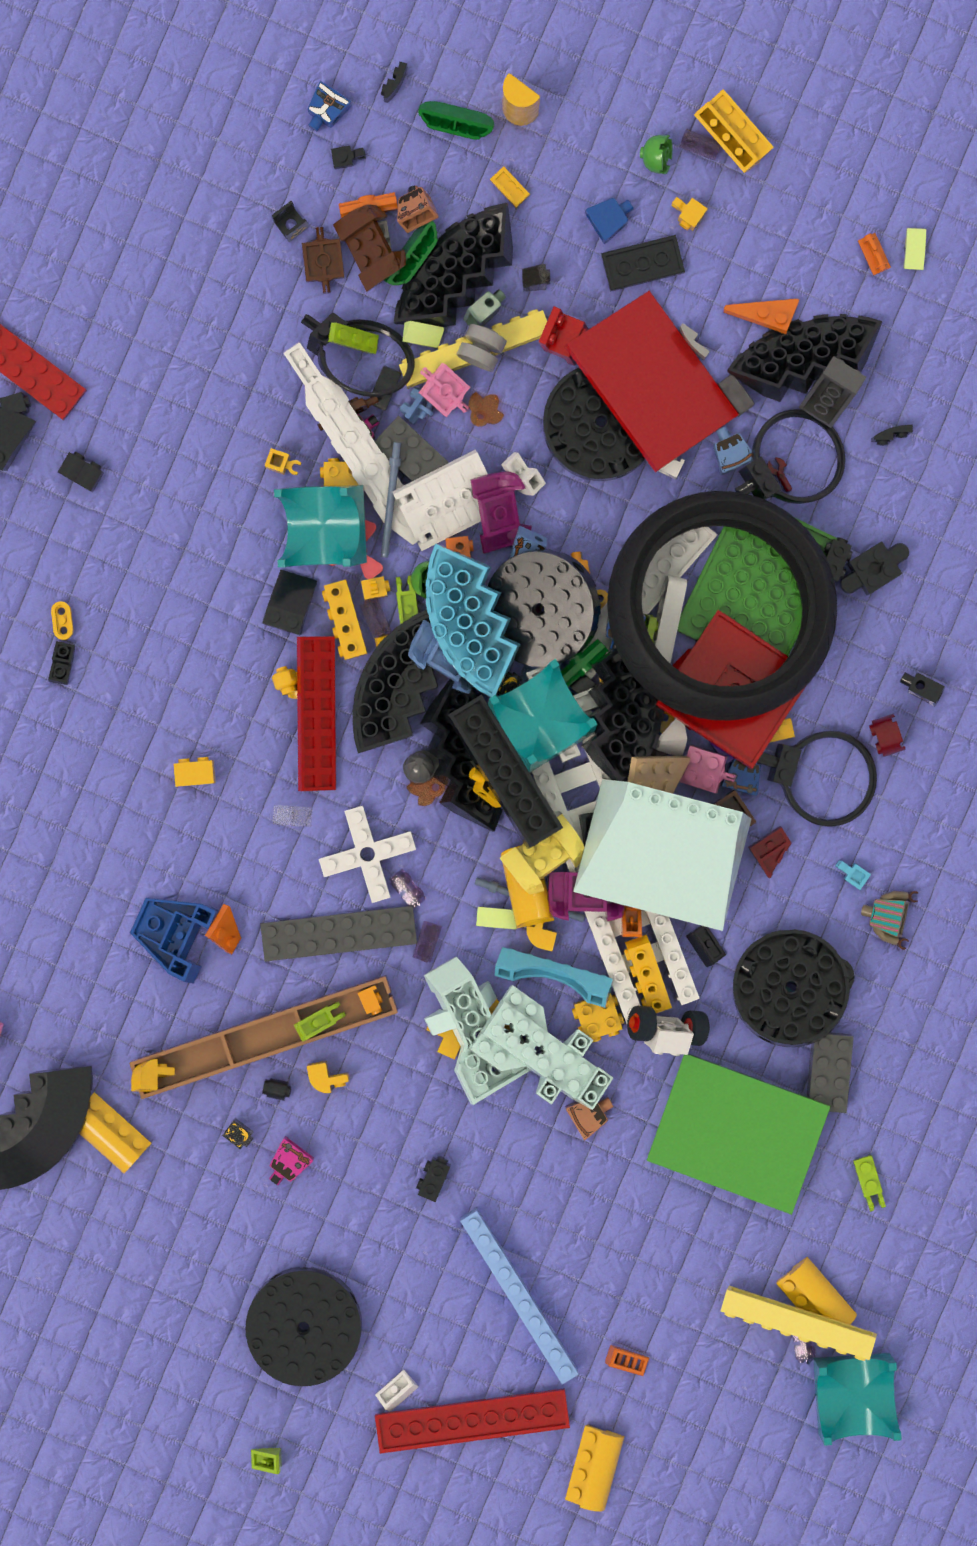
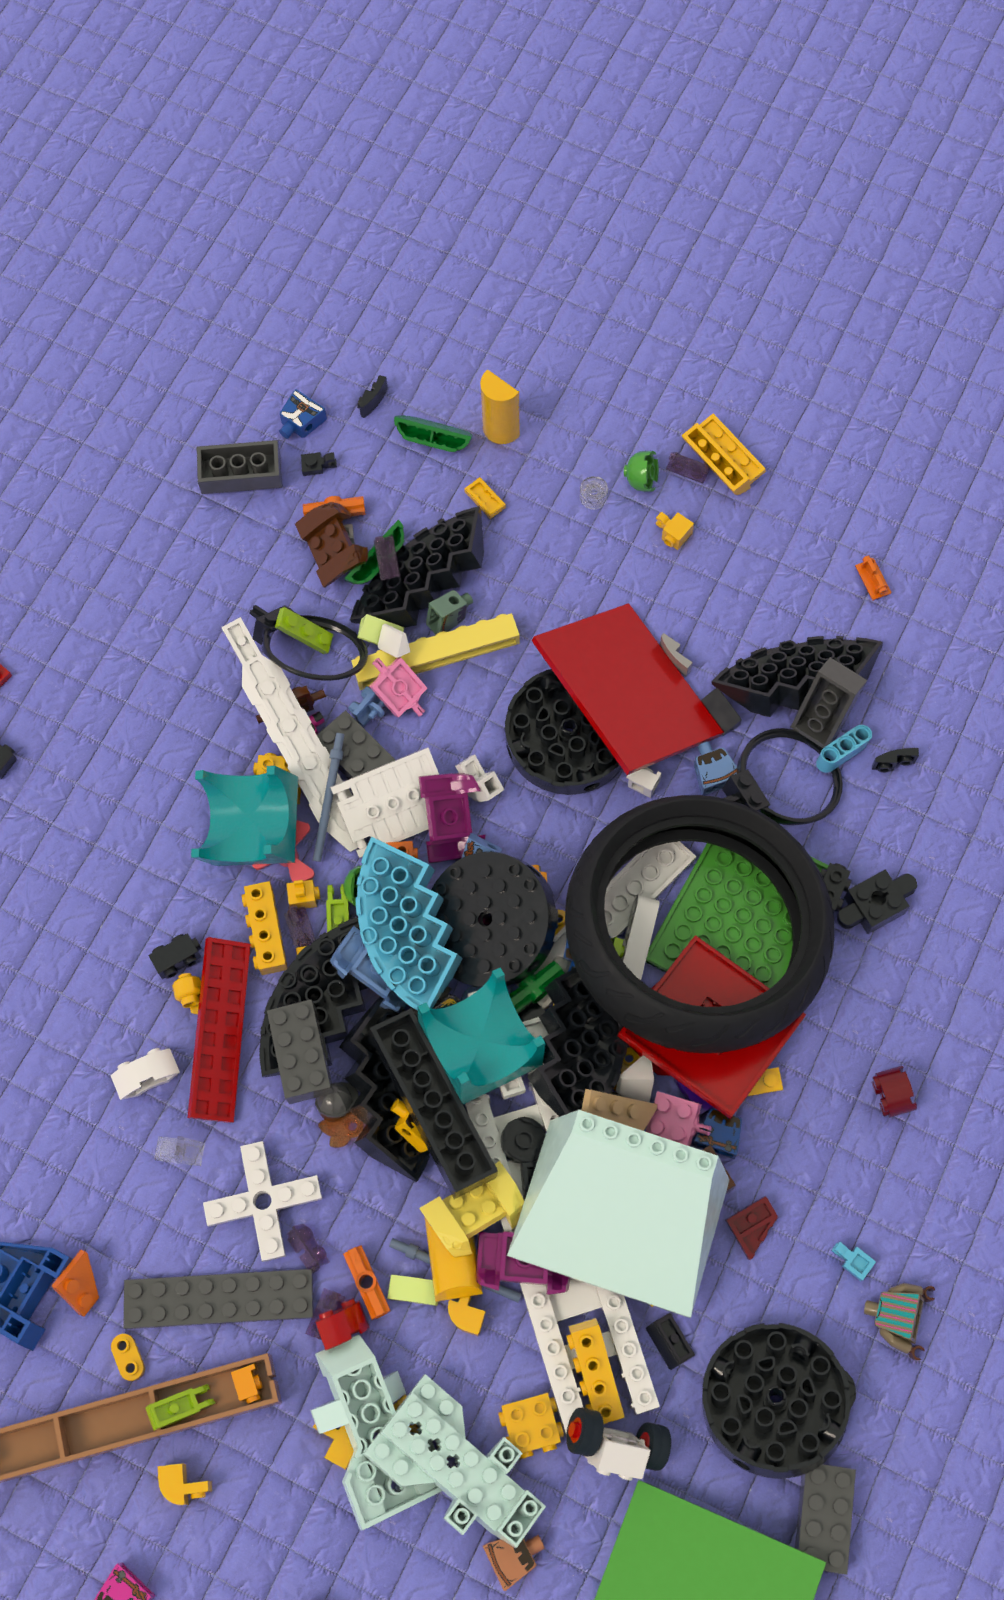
camera: 10 degrees right, 20 degrees down
(194, 773) = (68, 1091): yellow brick -> none
(238, 1134) = (61, 1555): clear smoke brick -> none
(256, 754) = (144, 1073): none -> white brick
(270, 983) = (128, 1356): none -> yellow plate
(274, 167) = (239, 467): none -> dark grey brick
(275, 646) = (175, 955): none -> black brick
(276, 1089) = (117, 1496): black brick -> none
(279, 462) = (210, 754): yellow brick -> none
(283, 215) = (247, 518): black piece -> none
(289, 602) = (203, 906): black slope -> none
(323, 260) = (281, 558): reddish brown plate -> none
(387, 379) = (335, 688): black slope -> none
(389, 733) = (300, 1052): none -> dark grey brick
(415, 209) = (382, 511): nougat torso -> none
(423, 260) = (386, 557): none -> clear purple hinge
(436, 347) = (393, 641): none -> white slope
(442, 949) = (341, 1324): none -> red brick
(465, 925) = (373, 1296): none -> orange piece
(484, 342) = (441, 641): light grey wheel -> none
(485, 406) = (444, 712): clear orange plate -> none
(517, 965) = (433, 1350): medium azure arch -> none
(535, 278) = (506, 582): clear smoke slope -> none
(559, 331) = (522, 629): red bracket -> none
(580, 794) = (522, 1140): none -> black tile
(608, 217) = (587, 530): blue torso -> none
(609, 169) = (593, 485): none -> clear wheel
(631, 922) = (578, 1301): orange slope -> none
(642, 263) = (622, 576): black plate -> none
(770, 314) = (759, 632): orange wing -> none
(779, 473) = (768, 794): dark red bar -> none
(784, 765) = (770, 1123): black brick -> none
(852, 420) = (837, 754): none -> medium azure beam
(915, 248) = (917, 575): yellowish green slope -> none
(930, 693) = (937, 1039): black torso -> none

